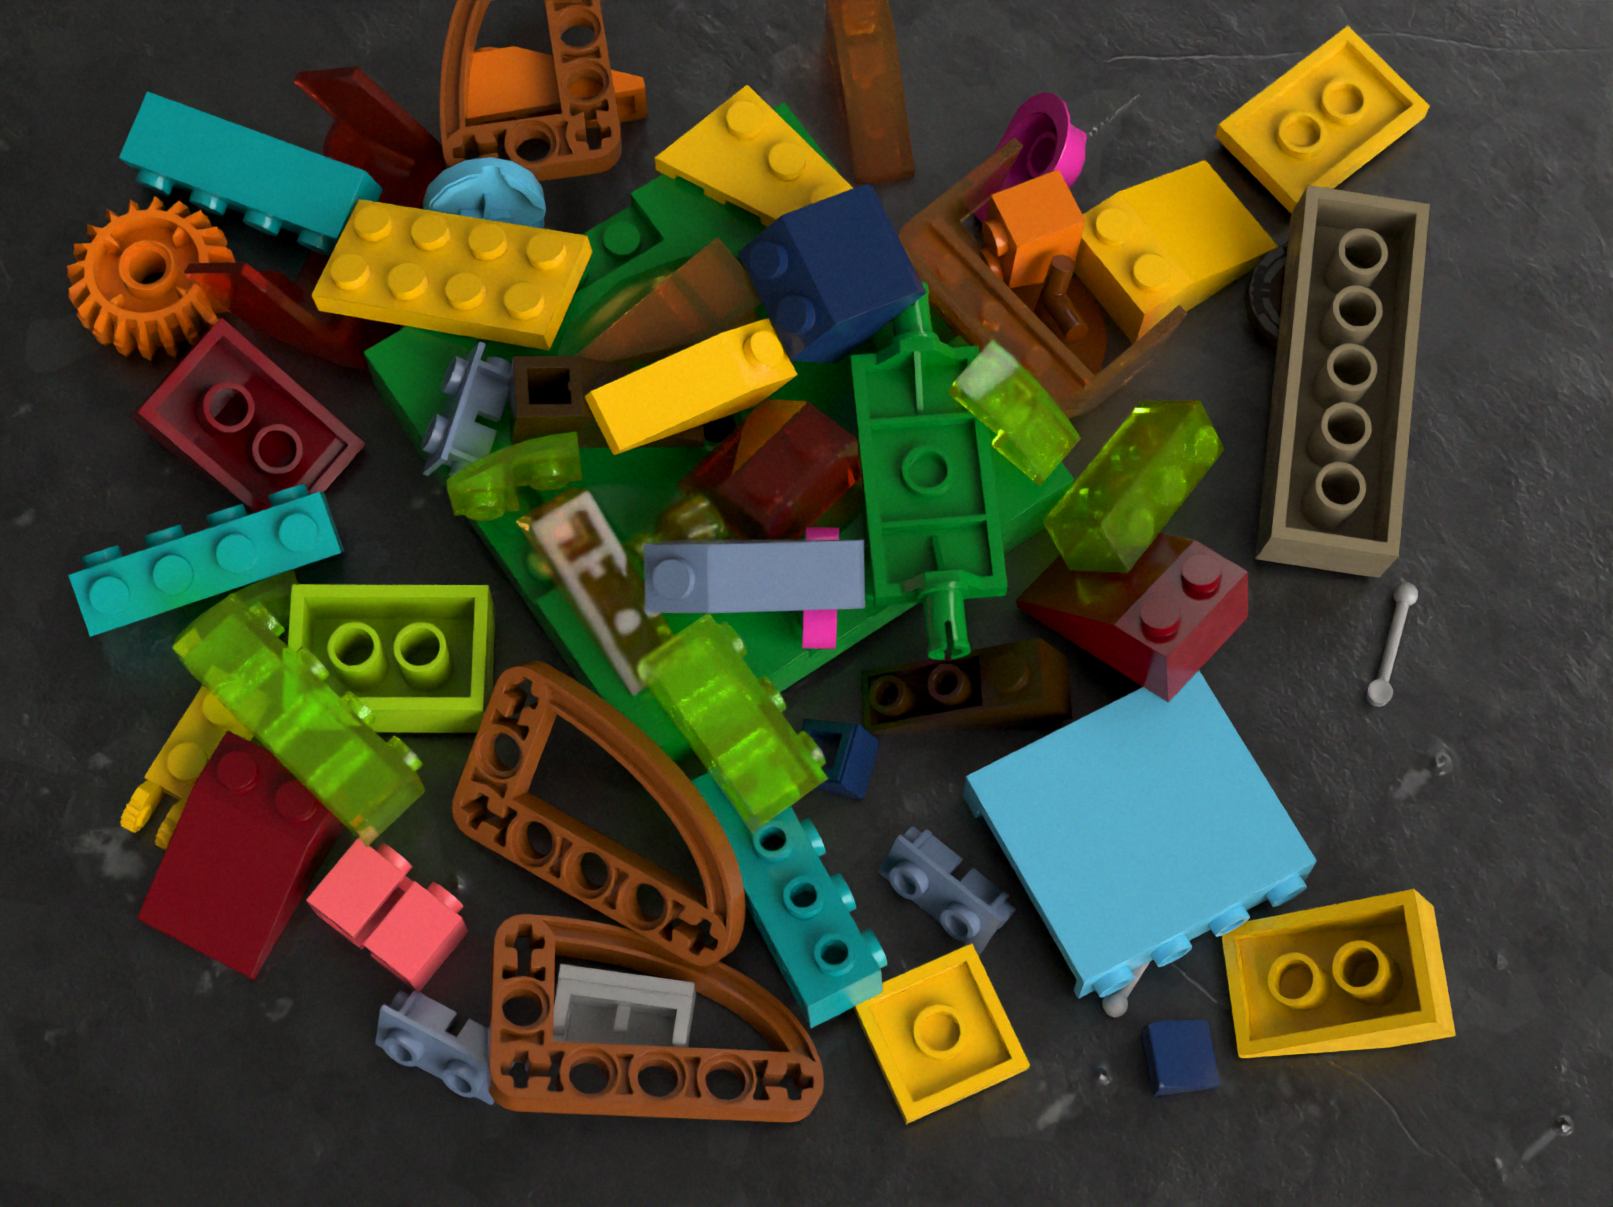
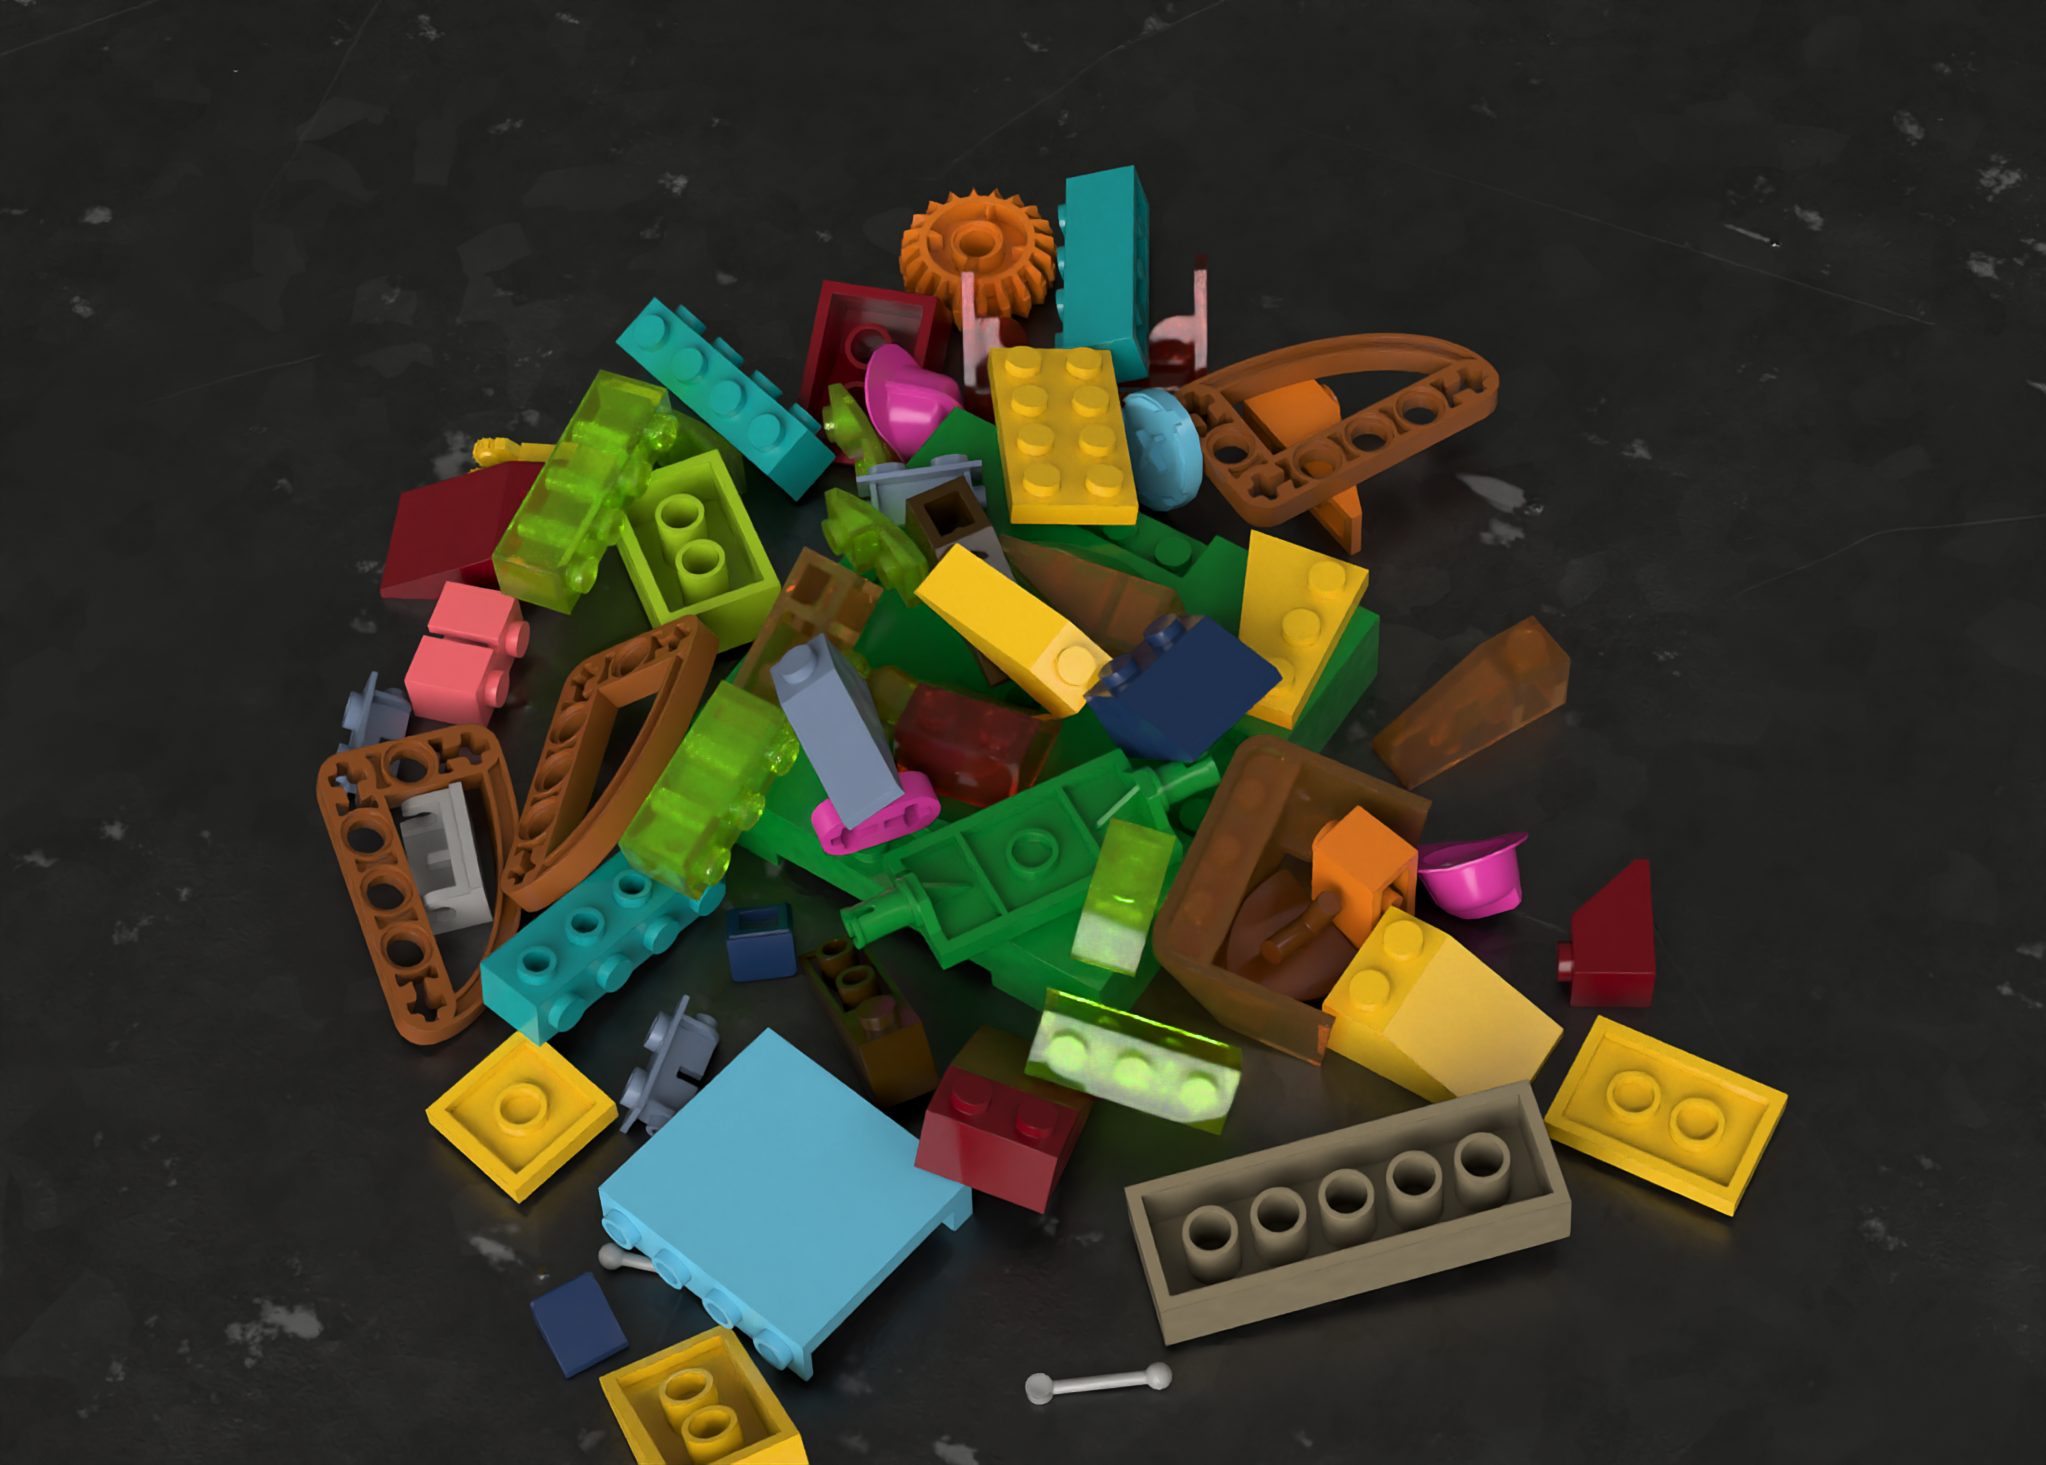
camera: 75 degrees right, 15 degrees down
(321, 458) = (853, 431): none -> clear neon green slope
(333, 386) = (906, 399): none -> dark pink piece
(1150, 82) = (1612, 944): none -> dark red slope

